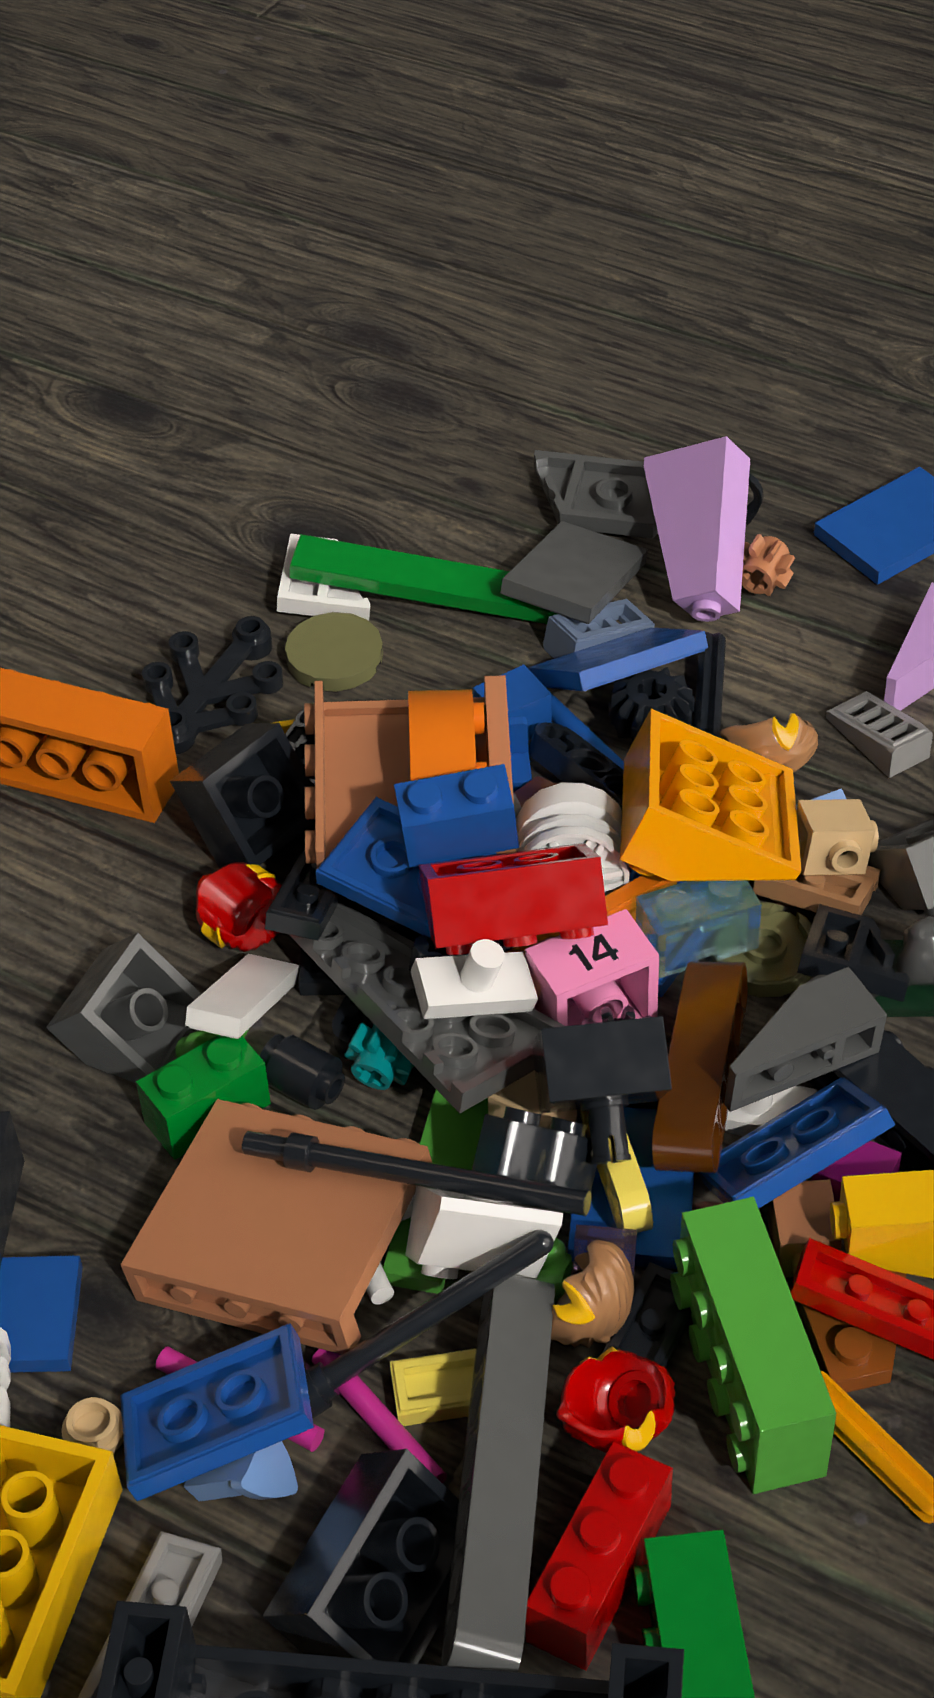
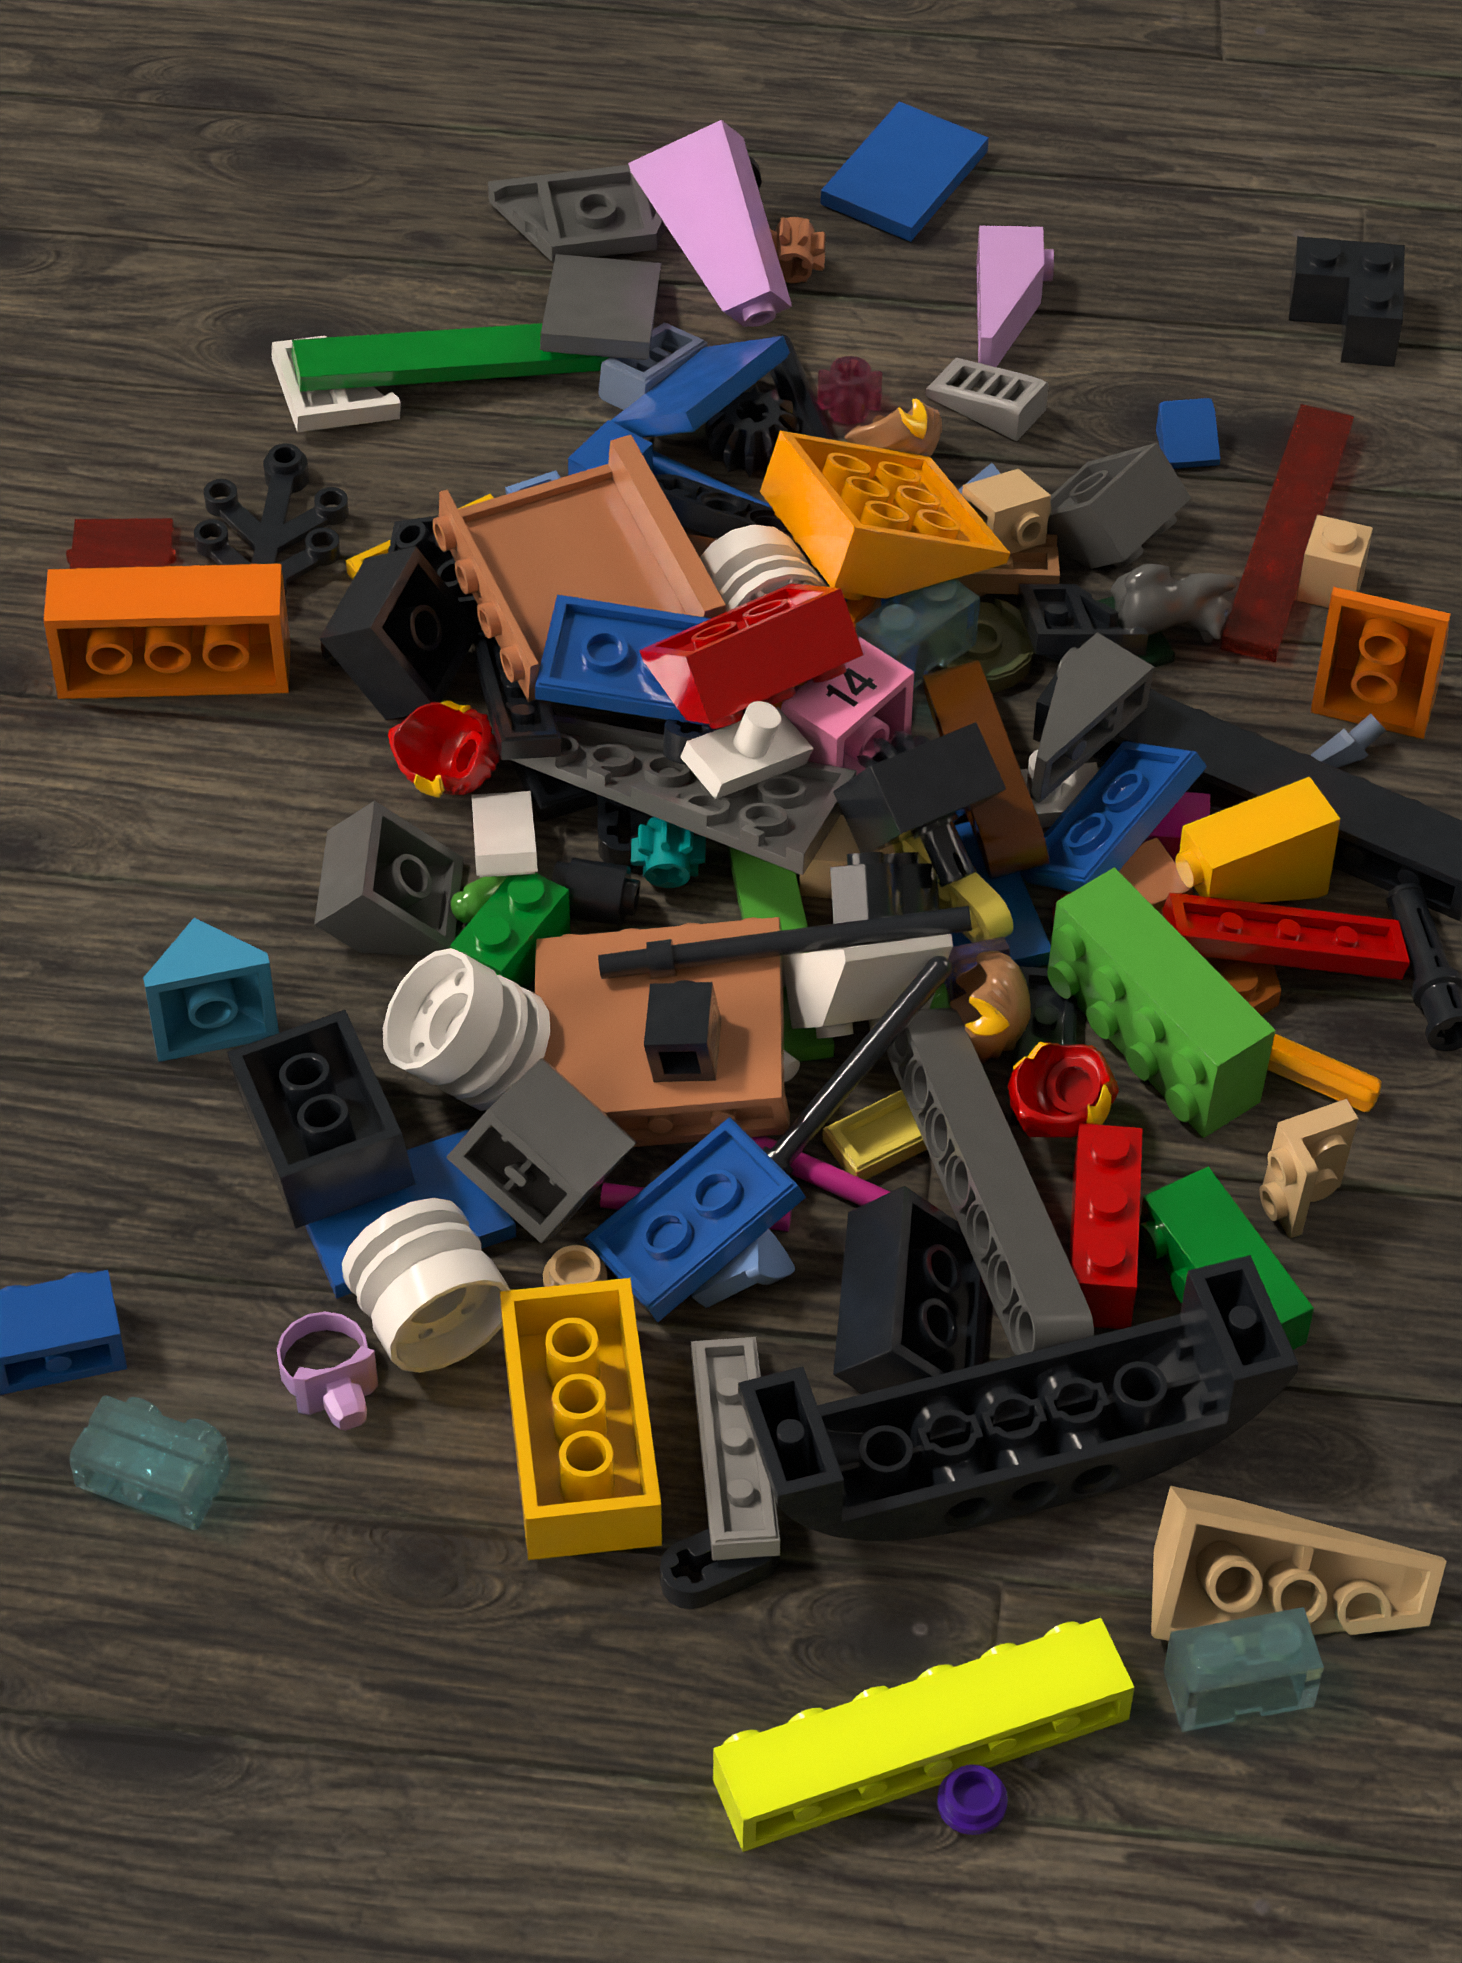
camera: 25 degrees left, 5 degrees up
(91, 666) = (122, 543): none -> clear red piece
(103, 1163) = (464, 1028): none -> white wheel
(104, 1300) = (541, 1150): none -> dark grey slope
(276, 1227) = (682, 1031): none -> black brick
(334, 650) = (383, 459): olive tile -> none
(443, 732) = (604, 528): orange brick -> none
(457, 815) = (664, 589): blue brick -> none
(754, 693) = (849, 390): none -> clear pink gear
(825, 1557) = (1306, 1163): none -> tan bracket

